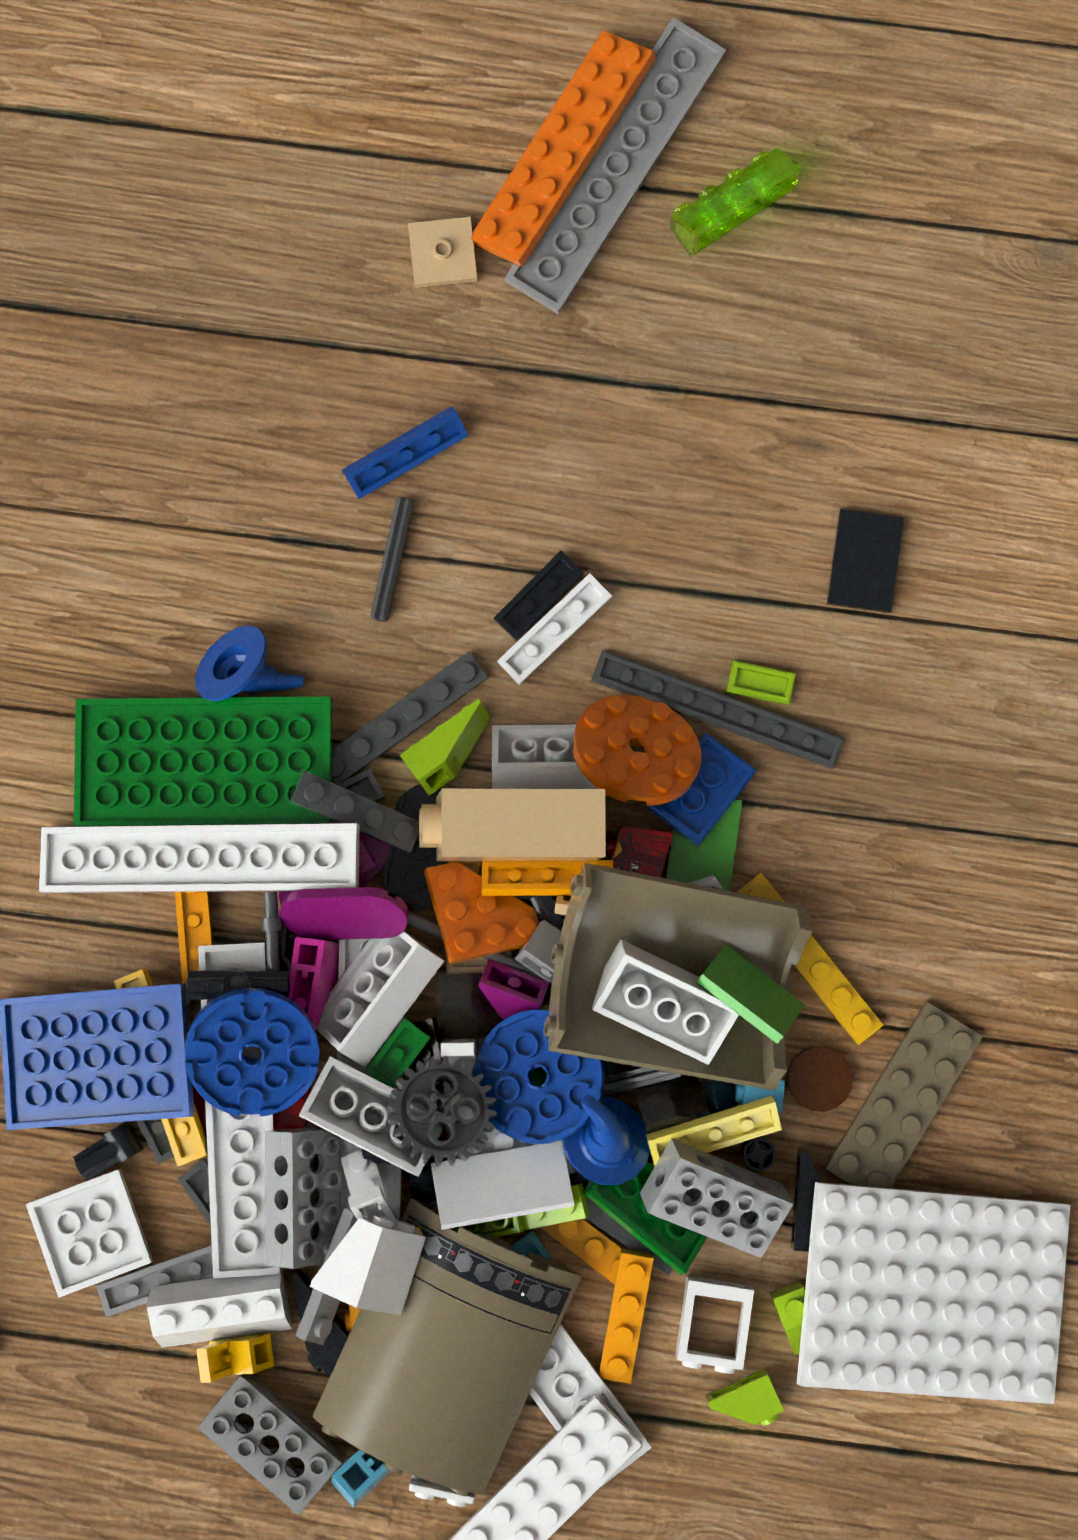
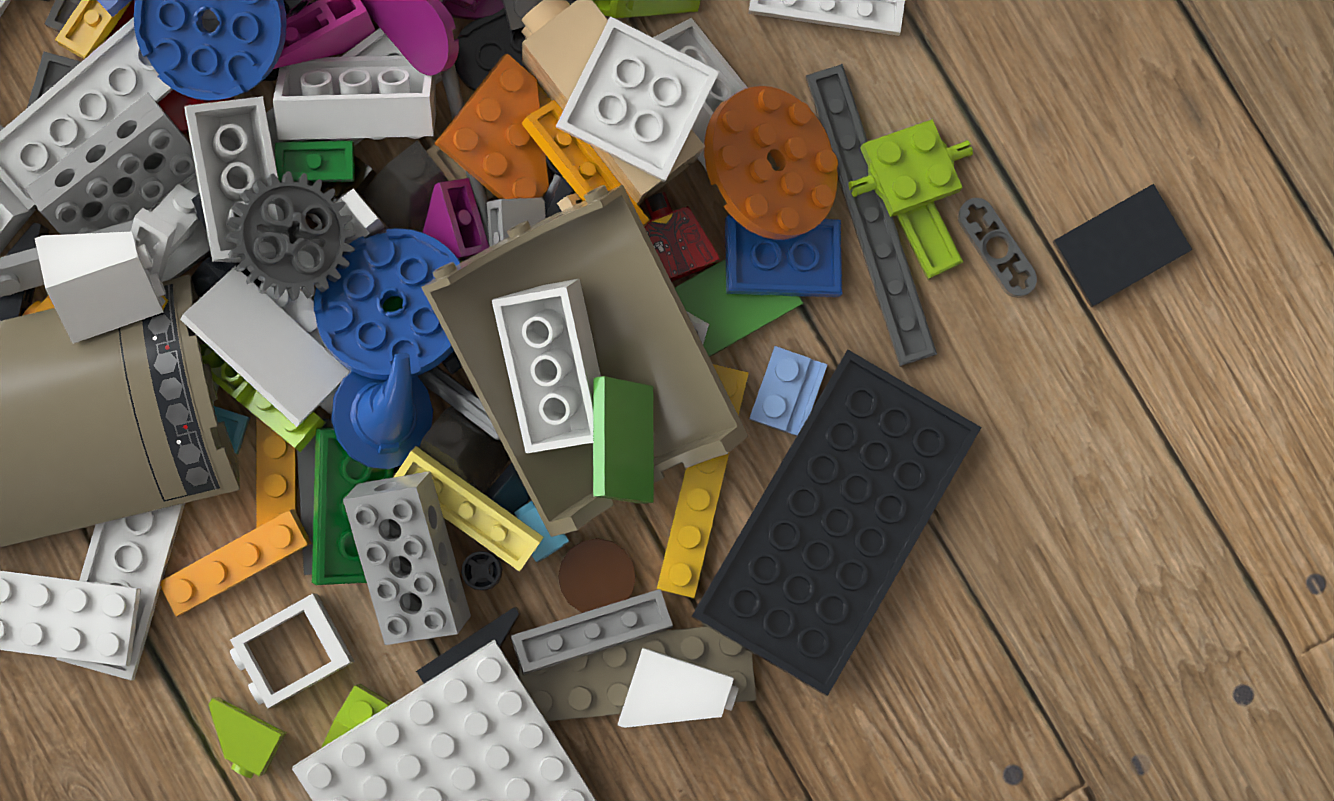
camera: 50 degrees right, 0 degrees up
(541, 810) = (637, 99): none -> white plate
(708, 659) = (911, 168): none -> lime plate
(793, 856) = (787, 391): none -> light blue plate
(826, 653) = (1013, 249): none -> dark grey beam
(856, 1111) = (591, 631): none -> light grey plate
(907, 892) = (836, 523): none -> black plate
(943, 1088) = (674, 691): none -> white slope

